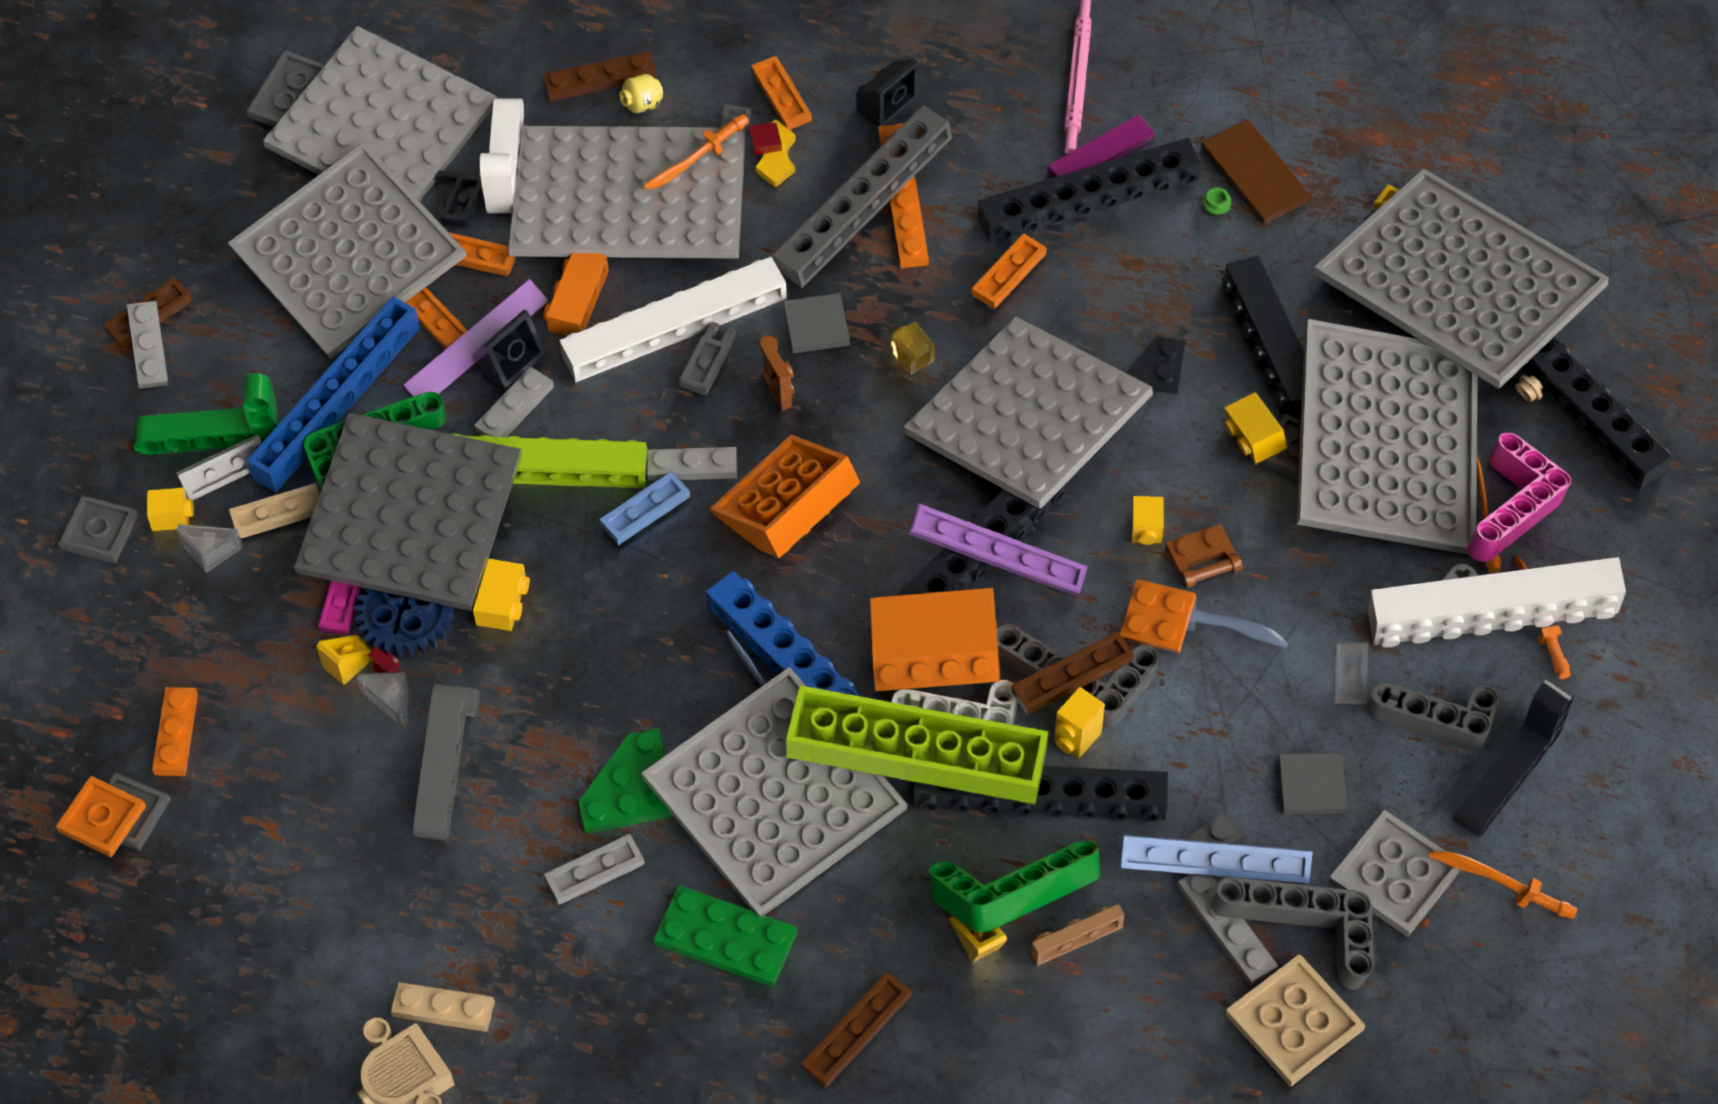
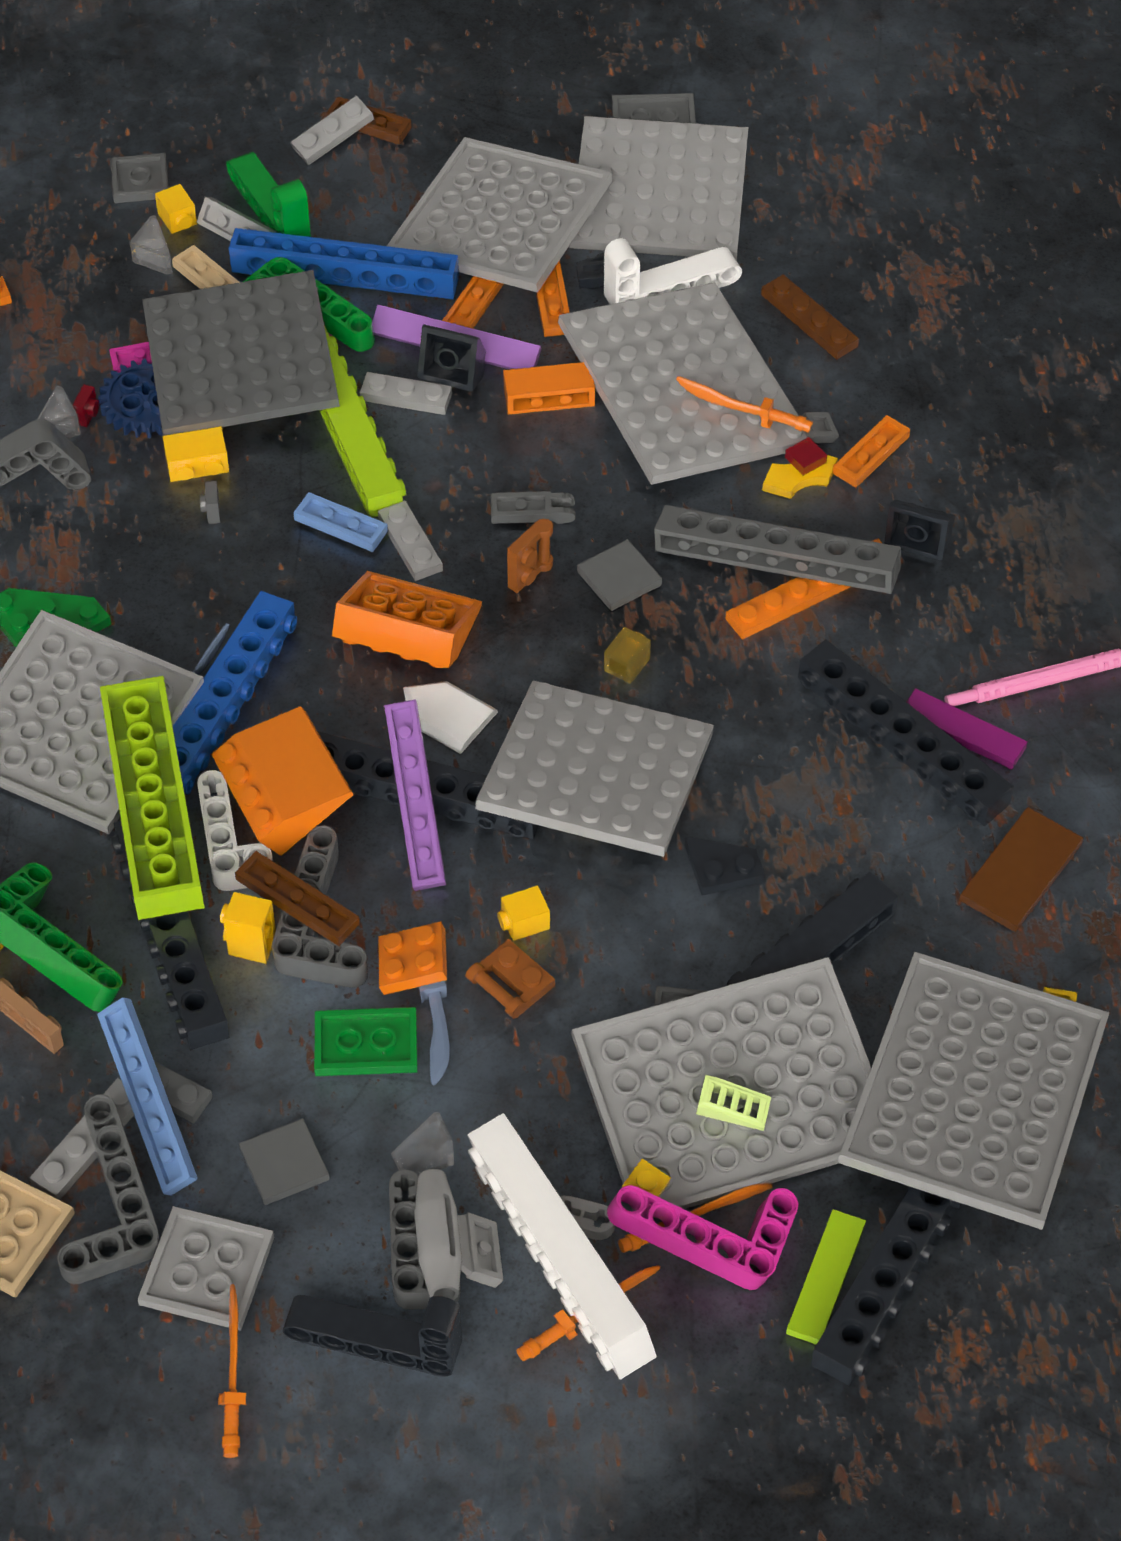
camera: 65 degrees right, 5 degrees down
(344, 656) = (79, 369): yellow slope -> none
(567, 600) = (210, 502): none -> dark grey plate
(641, 93) = (802, 348): light yellow head -> none
(673, 319) = (560, 466): white brick -> none
(893, 504) = (450, 713): none -> white tile
(1008, 271) = (765, 700): orange plate -> none
(1217, 201) = (959, 846): bright green plate -> none
(1222, 681) = (365, 1041): none -> green plate
(1255, 428) = (681, 965): yellow brick -> none
(1398, 451) = (726, 1088): none -> yellowish green slope
(1453, 528) = (648, 1178): none -> yellow plate
(1456, 680) = (452, 1241): none -> light grey plate
(1529, 388) = (878, 1208): tan plate -> none
(1572, 447) = (826, 1277): none -> lime tile

